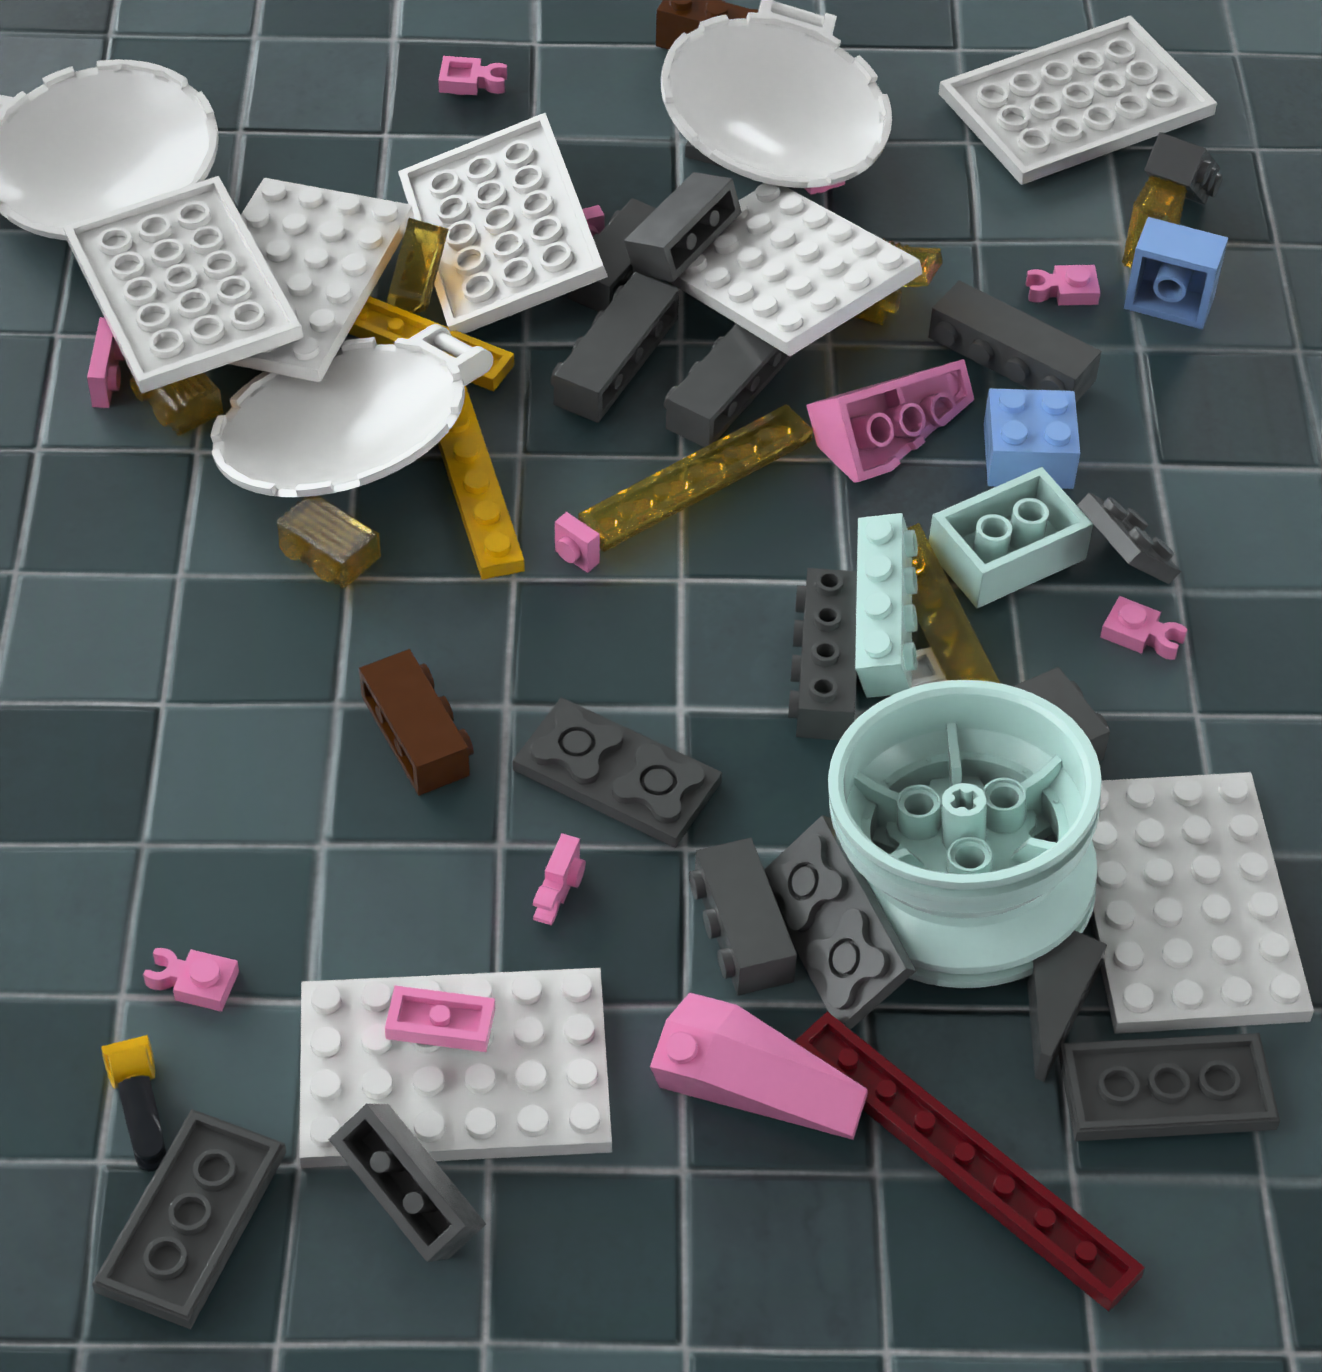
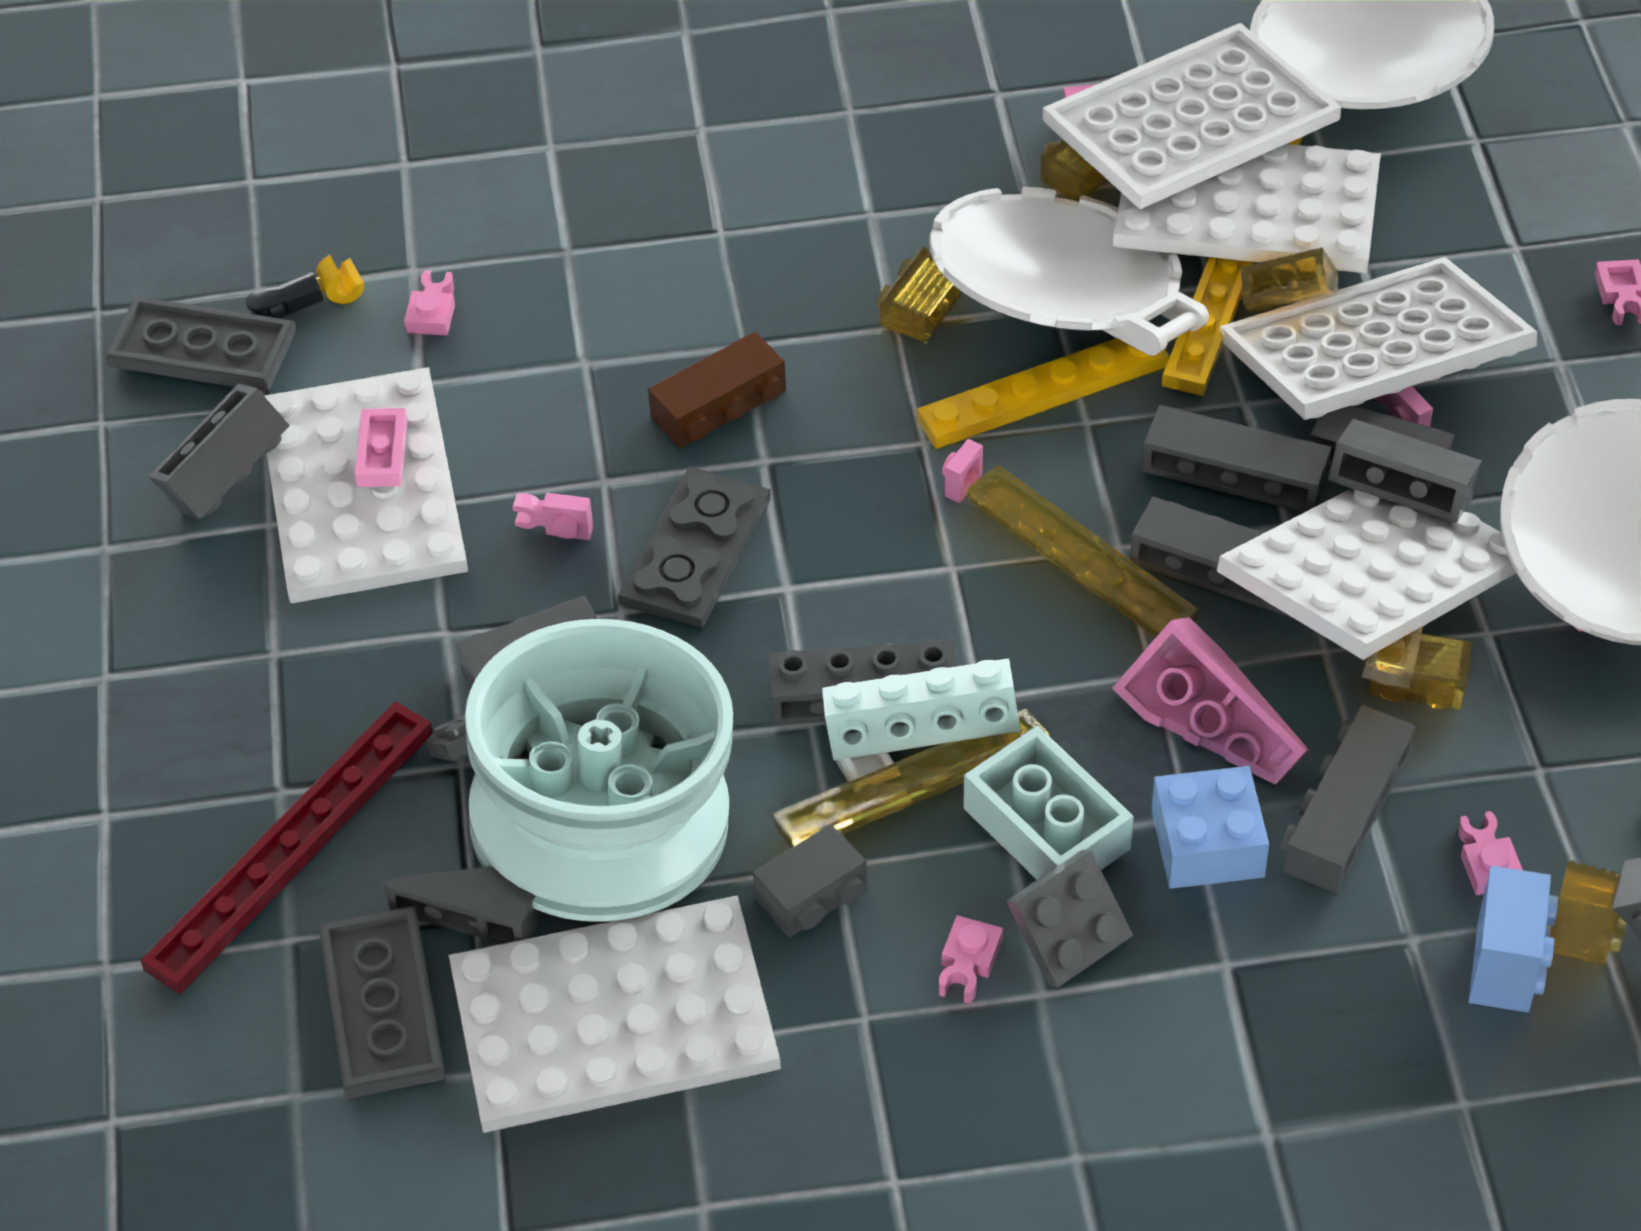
camera: 85 degrees right, 0 degrees up
(743, 1063) = (362, 660): bright pink wedge -> none

